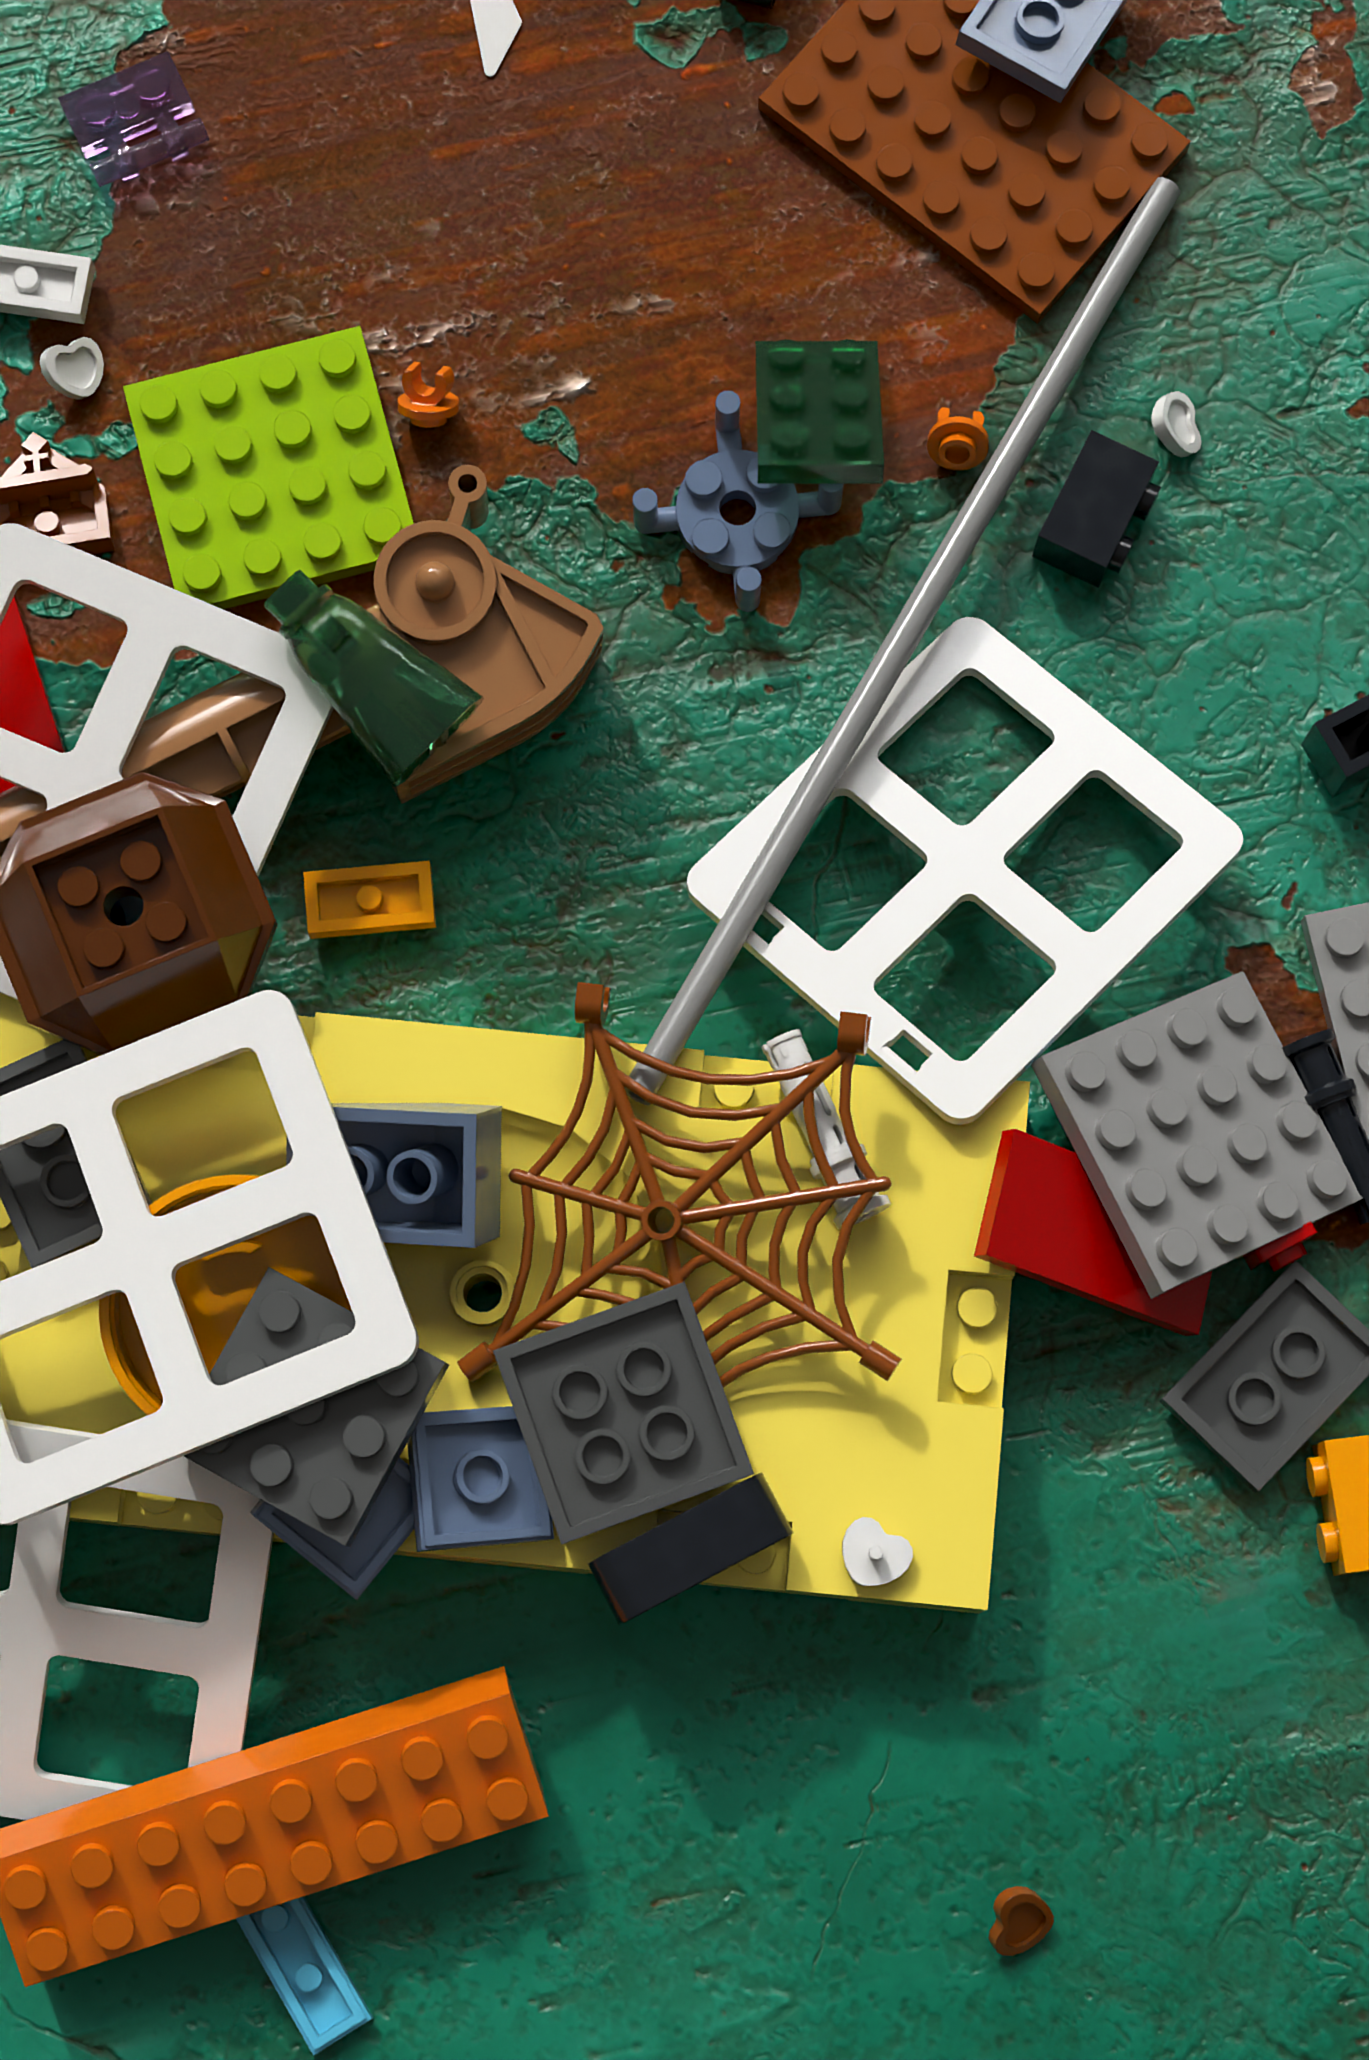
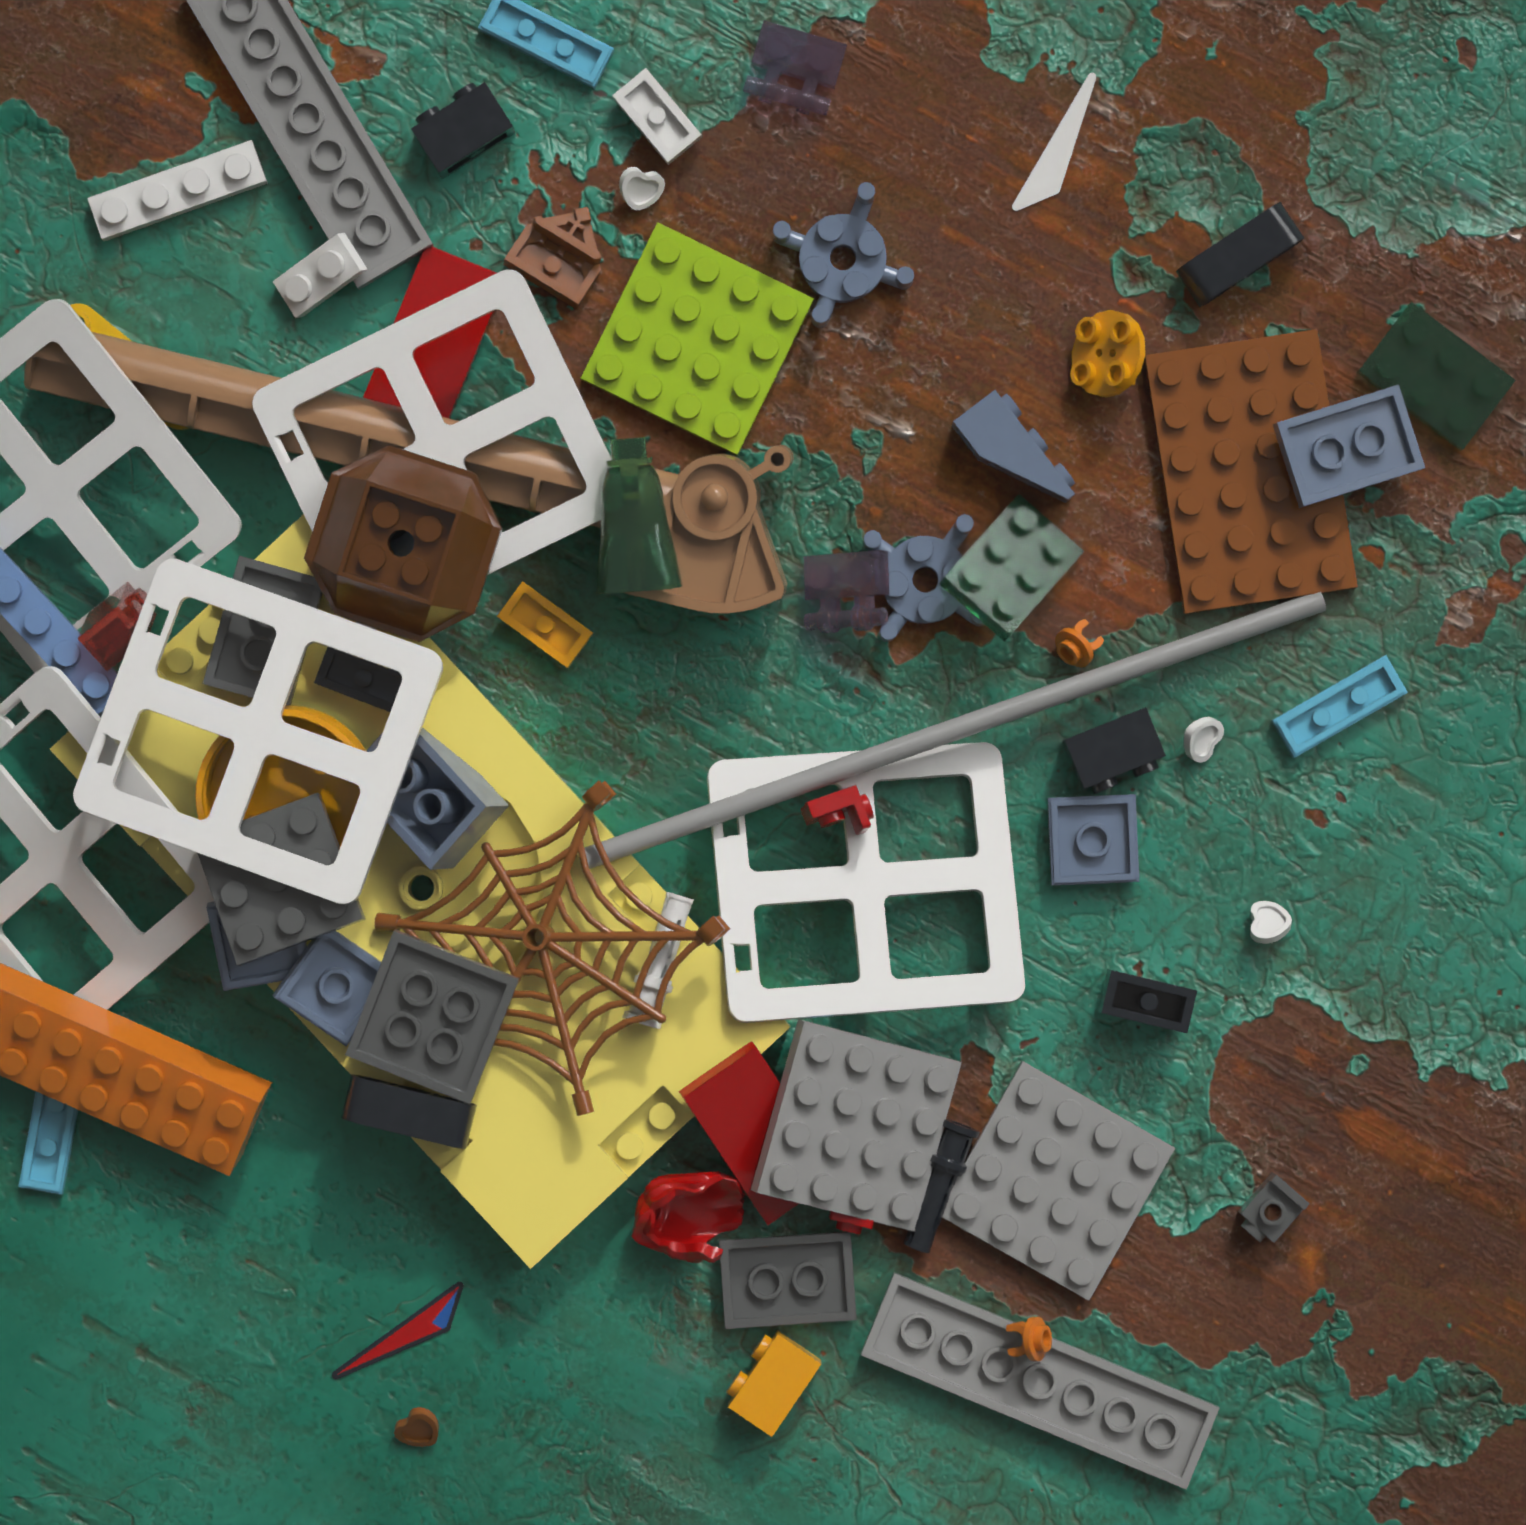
camera: 40 degrees right, 10 degrees up
(209, 1109) = (359, 679): none -> black plate
(346, 231) = (843, 231): none -> sand blue plate
(426, 404) = (812, 375): orange plate -> none
(651, 570) = (846, 576): none -> clear purple plate
(698, 301) = (1003, 443): none -> sand blue slope
(702, 100) = (1106, 373): none -> light orange plate
(863, 801) = (831, 809): none -> red bracket
(873, 1555) = (497, 1192): white piece -> none
(918, 1796) = (423, 1325): none -> sticker
(1098, 1396) = (686, 1212): none -> red hair
(1161, 622) = (1093, 839): none -> sand blue plate
(1284, 277) = (1339, 706): none -> medium azure tile

